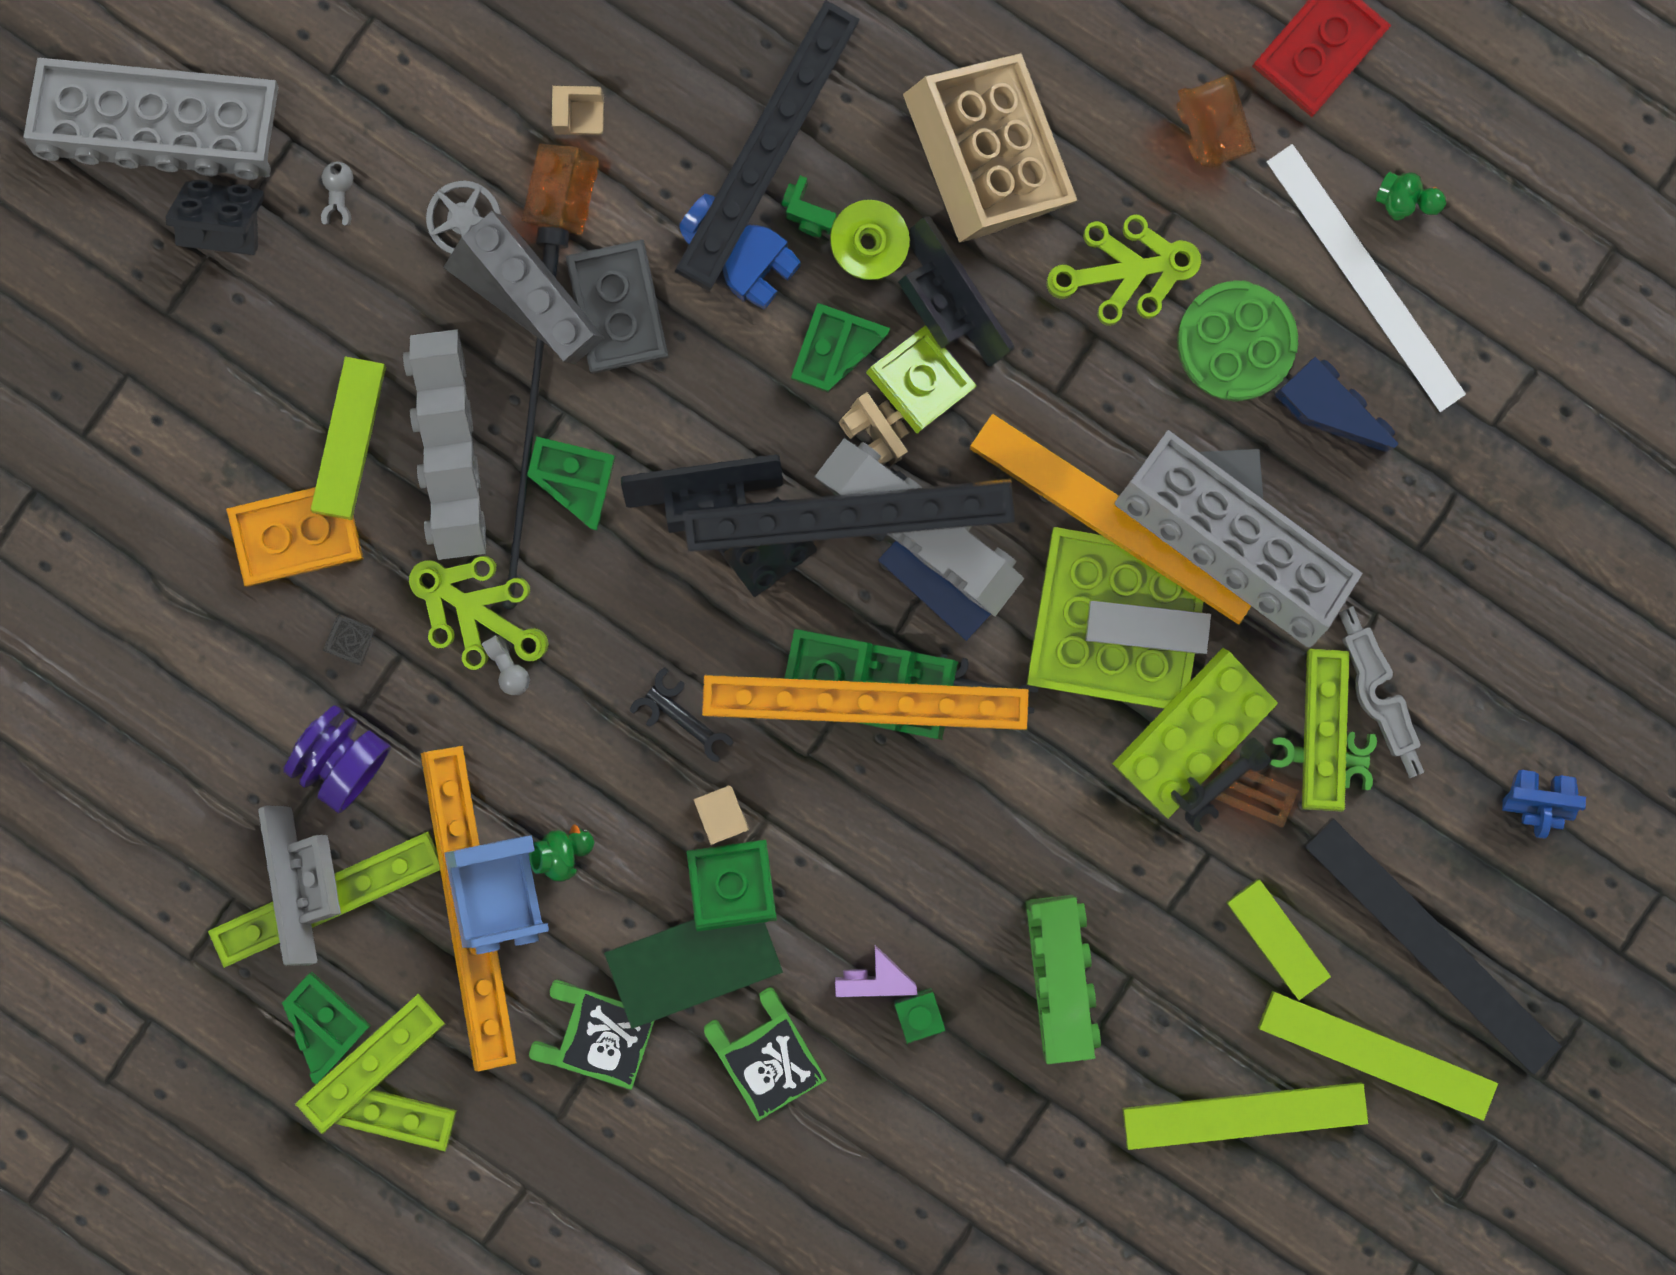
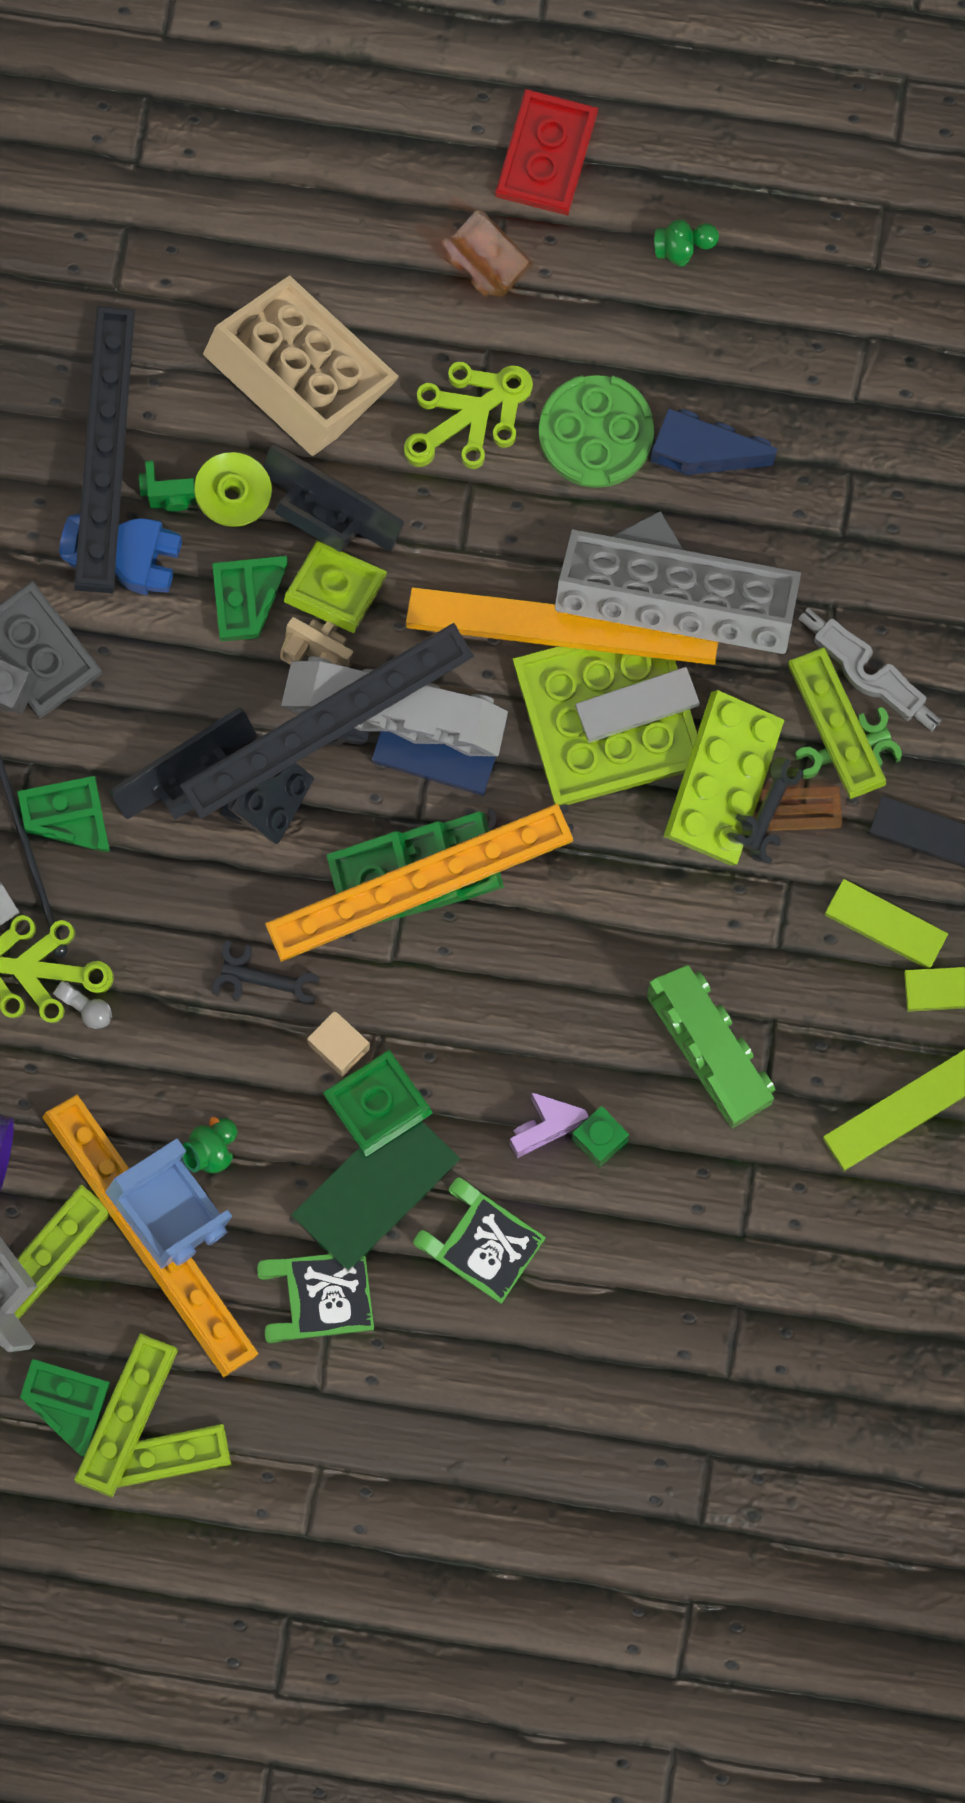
camera: 20 degrees left, 10 degrees down
(1366, 278) = (682, 327): white sticker -> none

